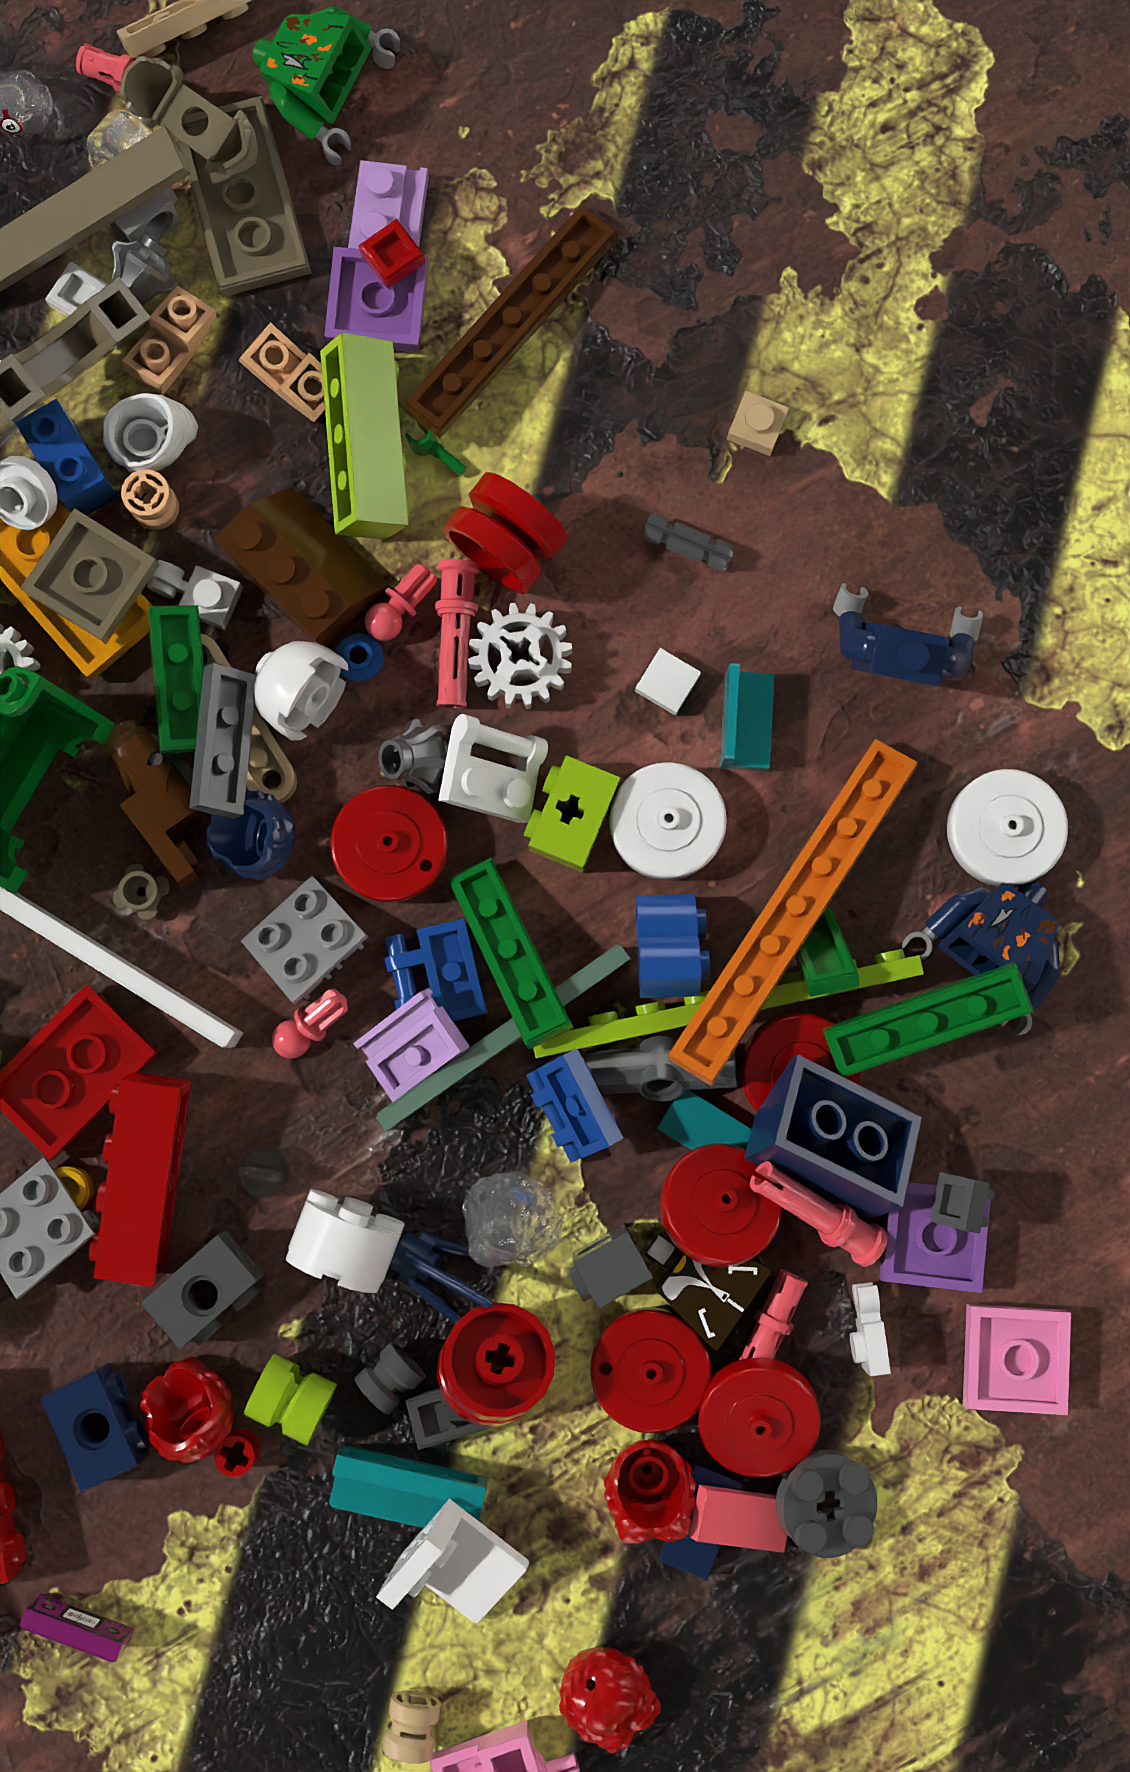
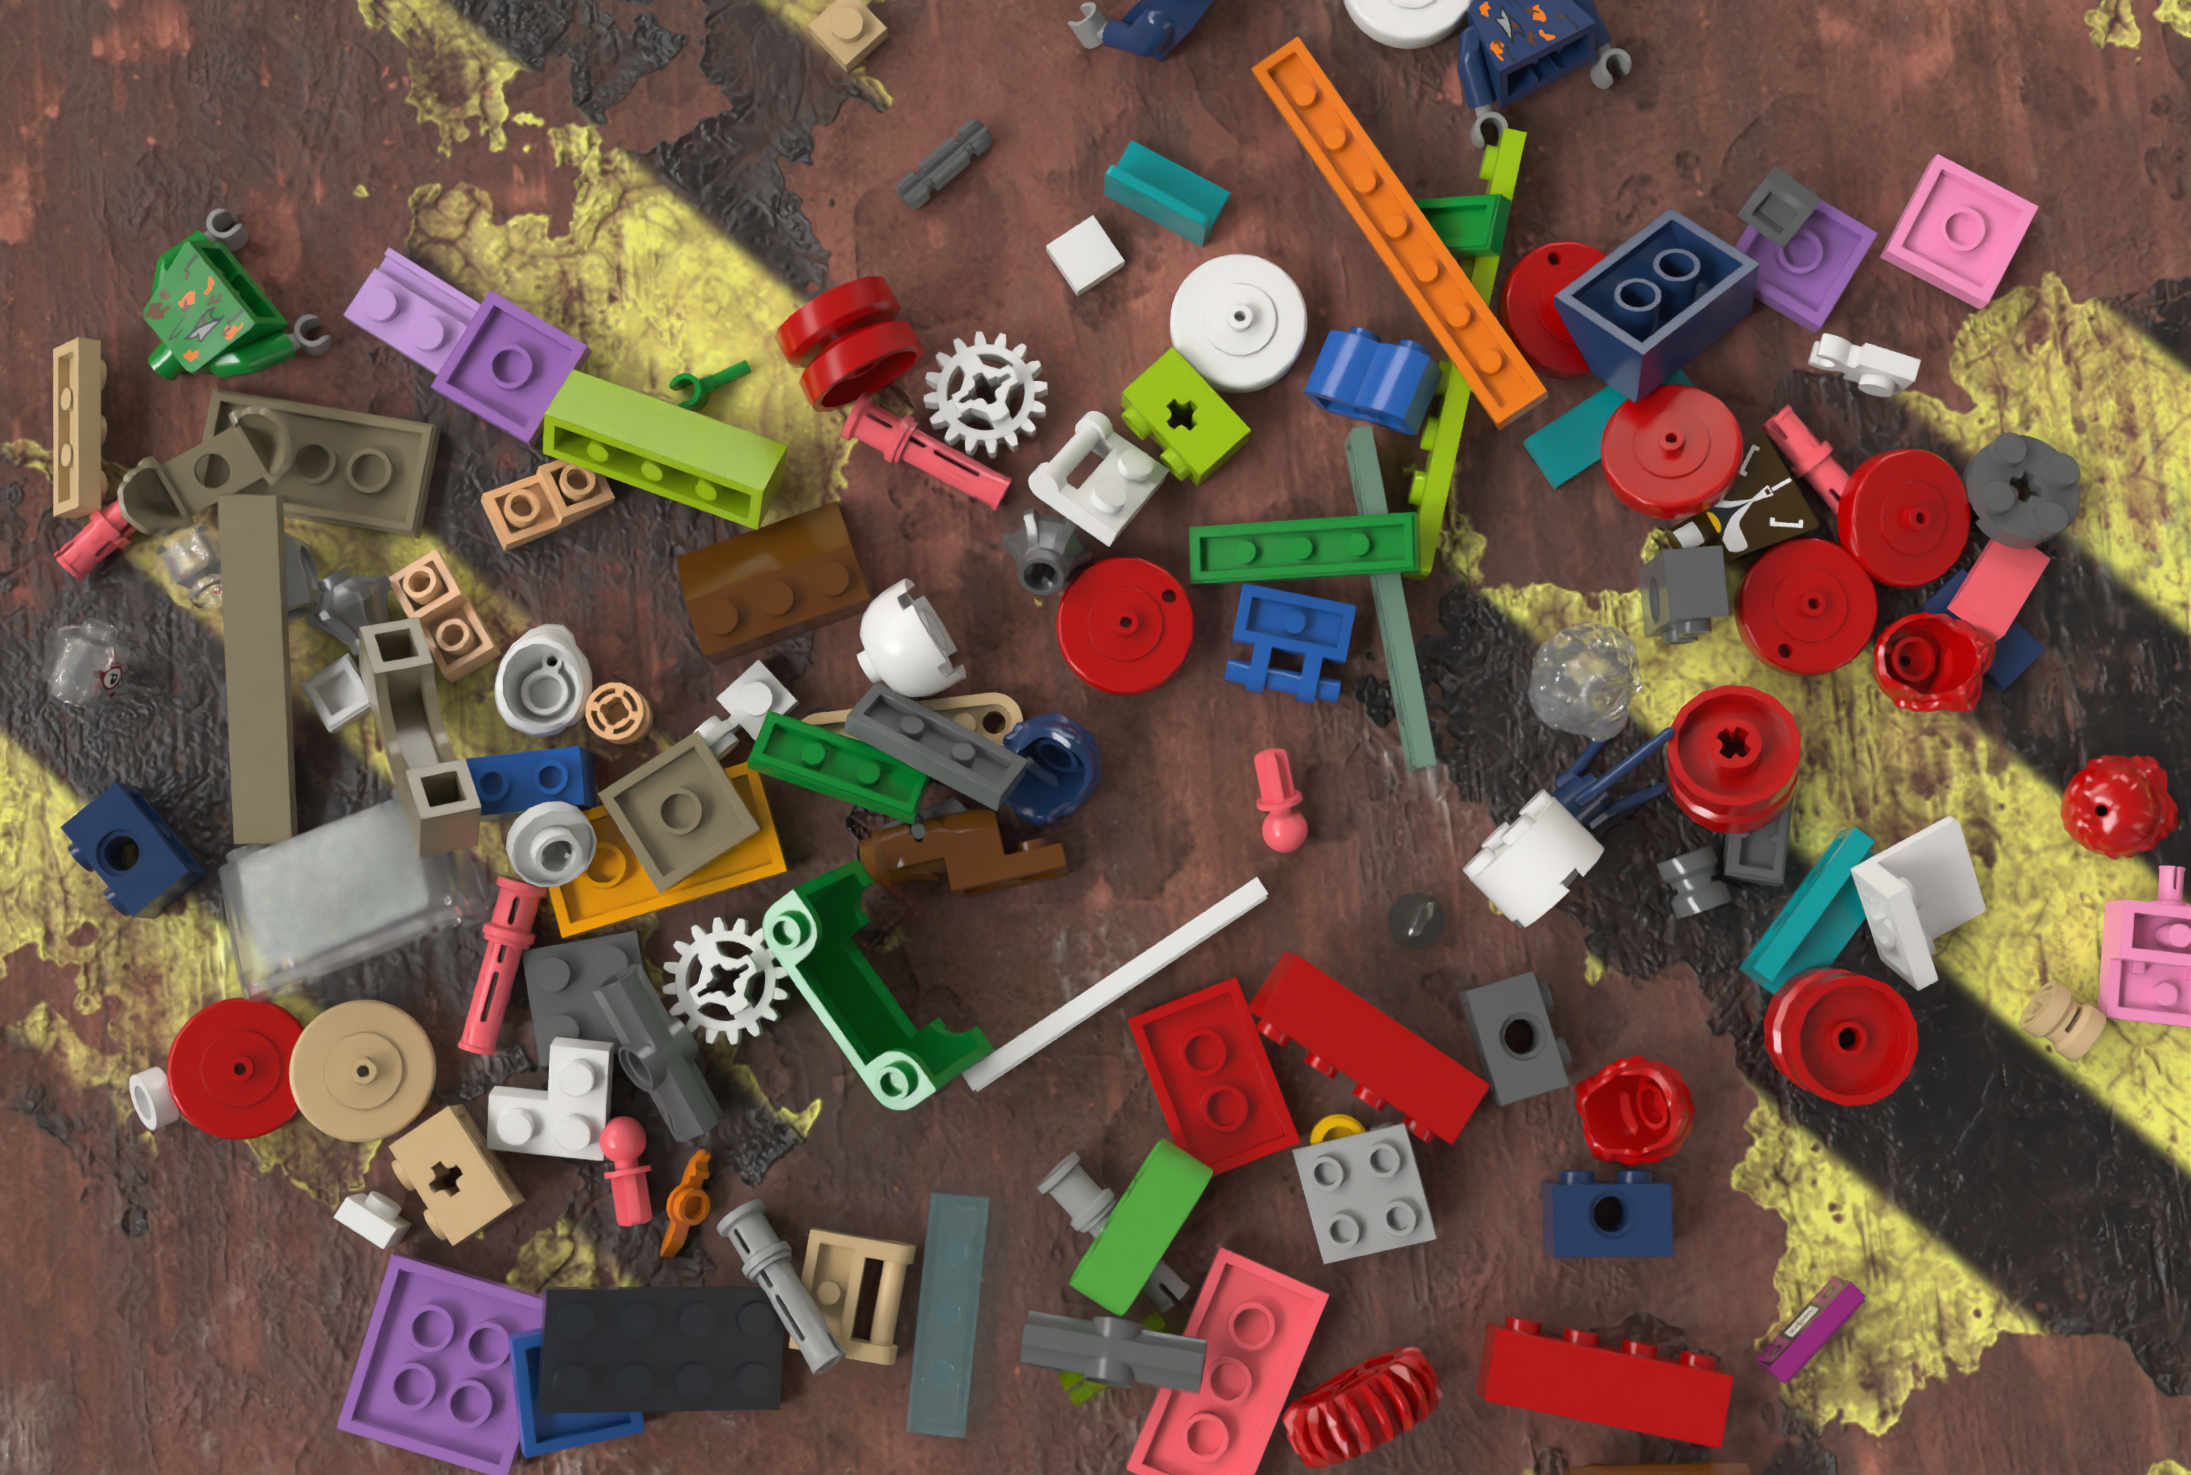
camera: 65 degrees left, 0 degrees up
(136, 878) = (1051, 902): dark tan plate -> none
(223, 1454) = (1717, 1081): red axle -> none
(290, 1399) = (1672, 994): lime wheel -> none
(304, 940) = (1186, 765): light grey hinge -> none
(315, 1550) = (1841, 1035): none -> red wheel
(367, 669) = (907, 549): blue plate -> none
(384, 620) = (875, 521): coral axle -> none
(392, 253) = (472, 325): red tile -> none
(411, 1044) = (1355, 698): lavender plate -> none
(510, 321) = (608, 236): reddish brown tile -> none
(574, 1106) = (1499, 557): blue plate -> none
(650, 1071) = (1492, 466): dark grey piece -> none
(835, 1223) = (1741, 346): coral pin -> none
(928, 1019) = (1578, 148): green tile -> none

